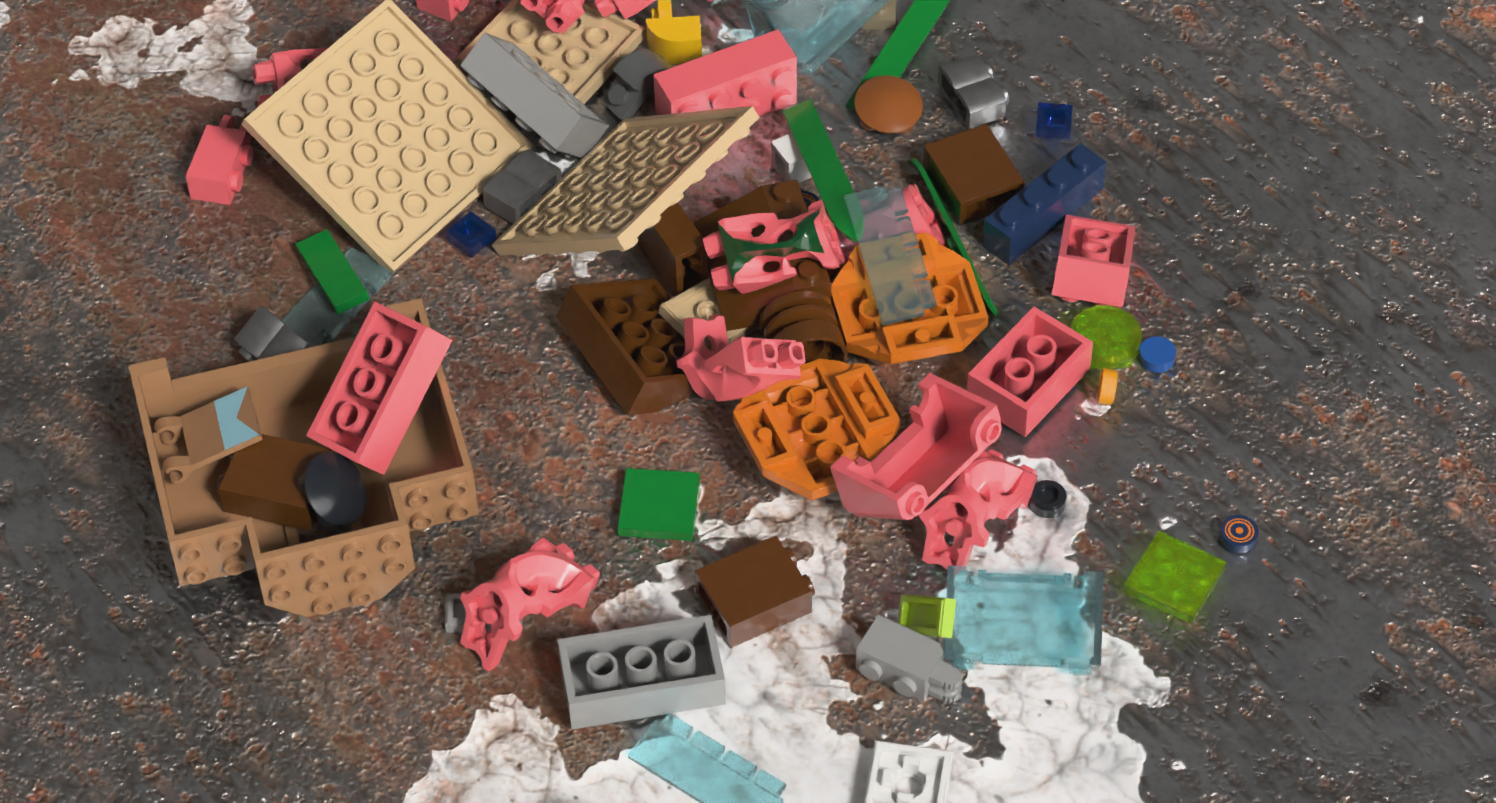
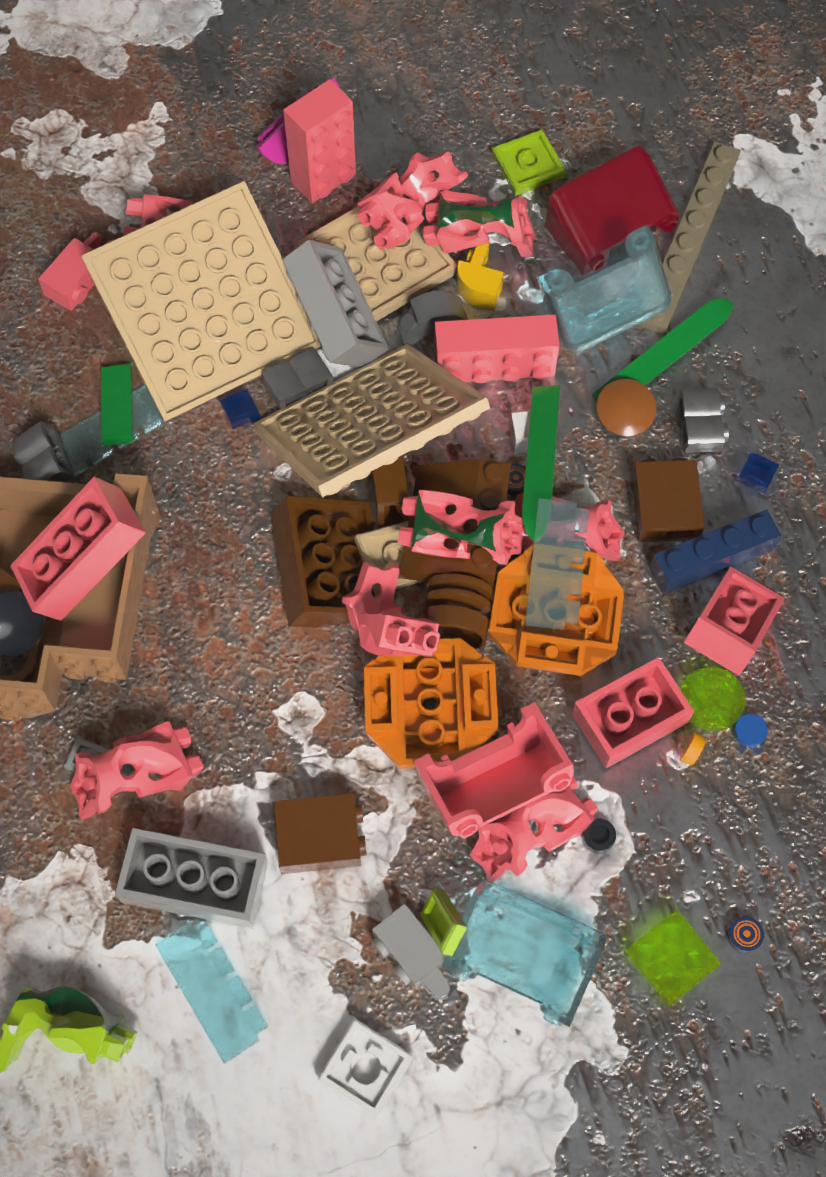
camera: 20 degrees right, 15 degrees up
(659, 504) = (280, 717): green tile -> none
(954, 241) = (627, 560): green piece -> none

